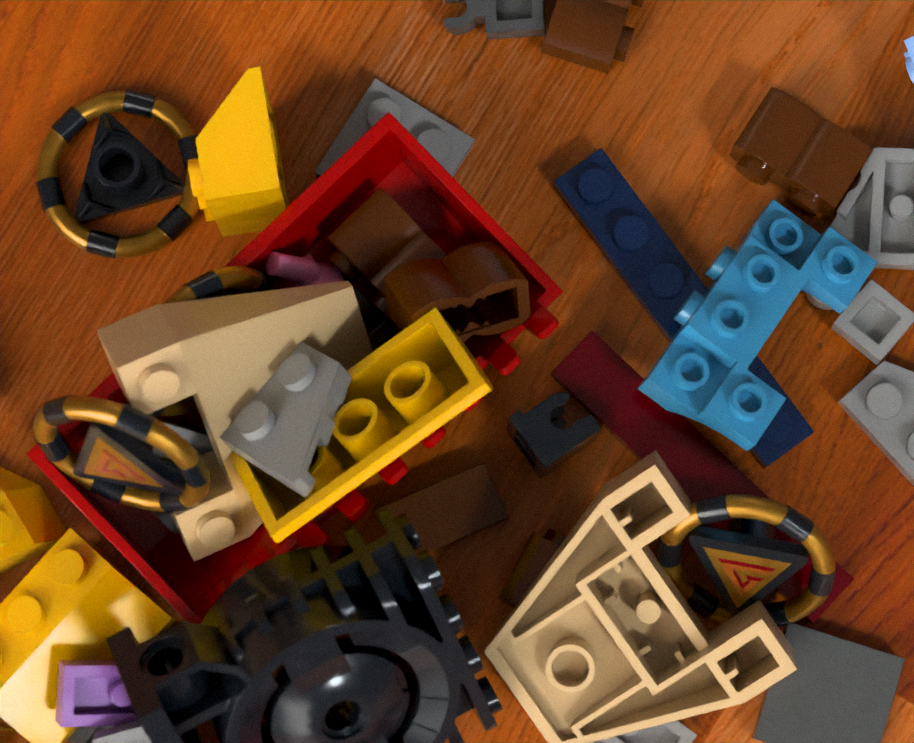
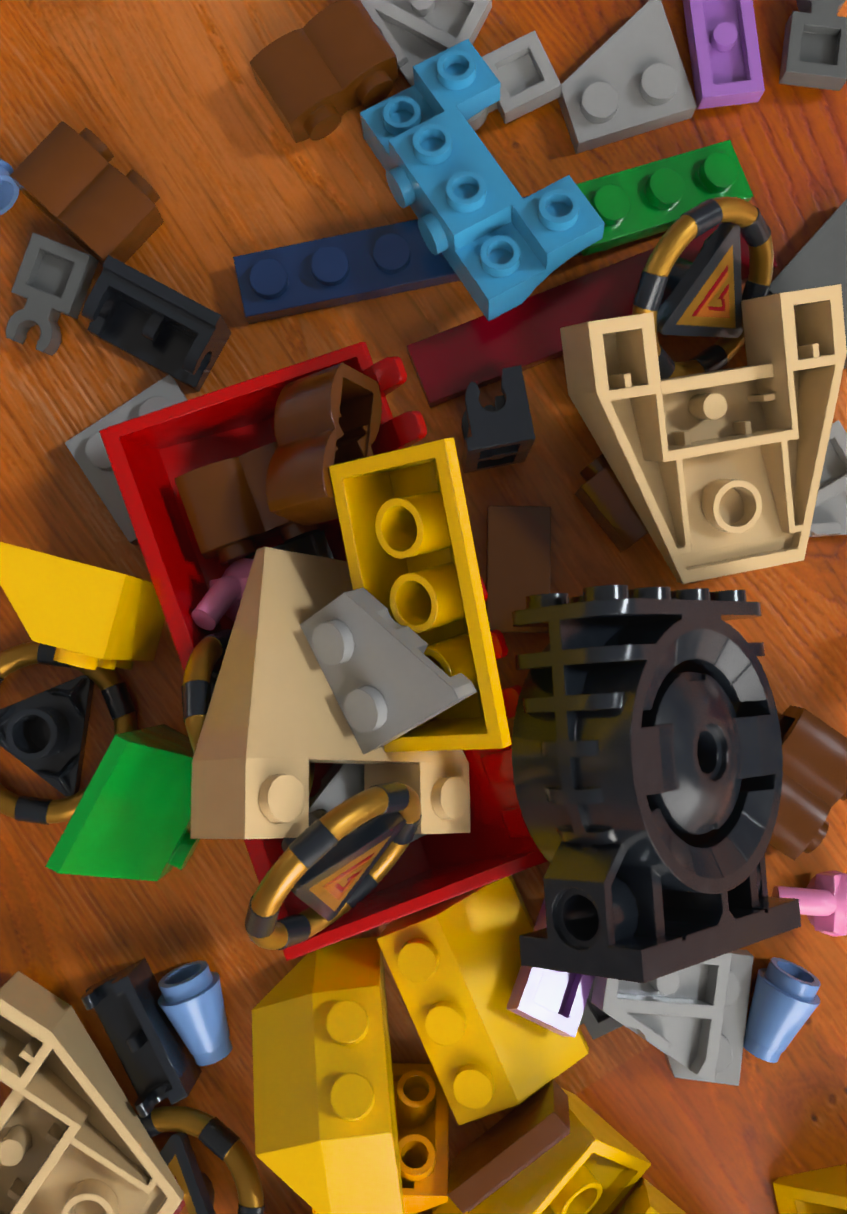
camera: 60 degrees left, 5 degrees up
(92, 280) = (133, 811): none -> green slope
(511, 109) = (155, 323): none -> black hinge
(825, 491) = (657, 193): none -> green plate

